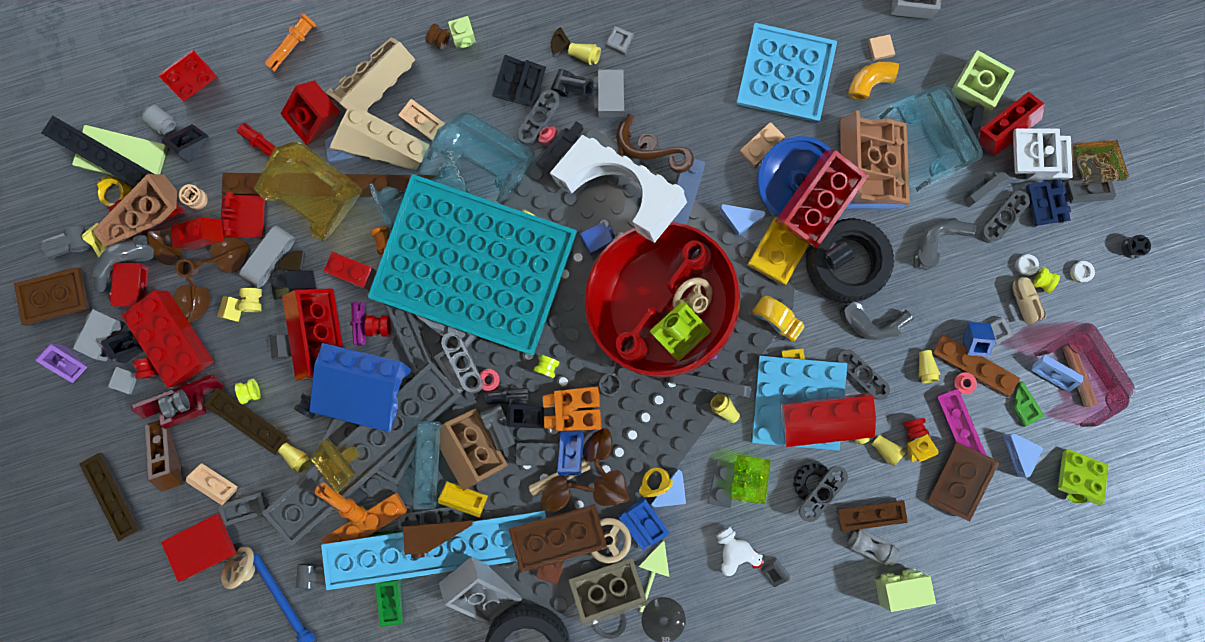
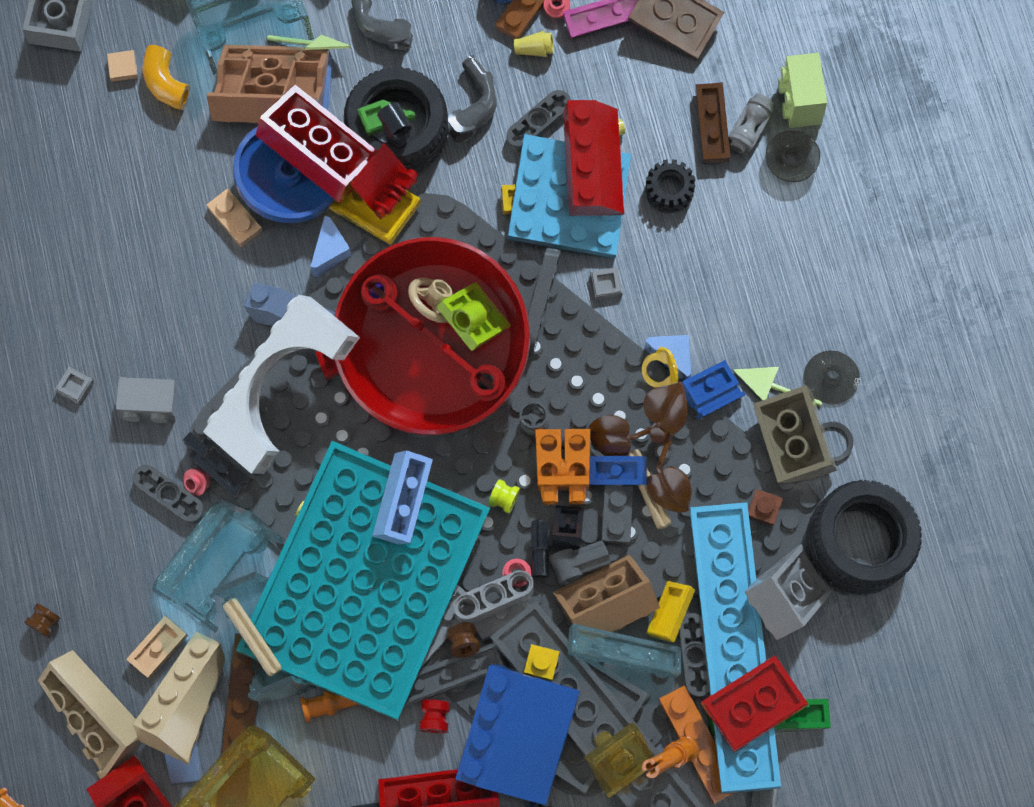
camera: 85 degrees left, 10 degrees down
(350, 271) = (357, 749): red brick -> none
(358, 323) = (429, 743): magenta axle -> none
(388, 568) = (754, 703): none -> red tile
(411, 402) = (541, 662): none -> yellow plate
(419, 184) = (252, 637): none -> tan axle
(426, 537) = (717, 647): reddish brown slope -> none
(430, 342) = (463, 640): none -> reddish brown wheel
(462, 32) = (39, 589): yellowish green bracket -> none
(518, 81) = (116, 518): black slope -> none
(530, 286) = (402, 497): none -> light blue brick
(557, 538) = (725, 490): reddish brown tile -> none
(559, 42) = (68, 463): dark brown tile -> none
(568, 83) = (127, 453): black piece -> none
(585, 52) = (87, 428): light yellow cone -> none
(597, 238) = (342, 422): blue brick -> none
(617, 556) = (730, 440): tan piece -> none
(651, 151) = (234, 350): reddish brown plant -> none
(721, 484) = (665, 294): dark grey plate -> none
(723, 406) = (570, 283): light yellow cone -> none
(728, 436) = (606, 283): none -> light grey tile
(736, 552) = (751, 282): white animal -> none
(756, 489) = (661, 257): clear neon green brick -> none
(775, 572) = (778, 239): dark grey slope -> none
(779, 317) = (460, 208): yellow animal -> none
(786, 72) = (143, 180): medium azure plate -> none
(793, 253) = (383, 181): none -> red hinge
(832, 493) = (684, 184): dark grey beam -> none
(852, 240) = (370, 120): none -> bright green tile
(858, 583) = (795, 145): none -> clear smoke dish
(888, 450) = (634, 97): light yellow cone -> none
(913, 197) = (320, 42): none -> yellowish green piece
(916, 428) = (608, 63): red wheel -> none
(921, 449) = (634, 58): yellow bracket -> none

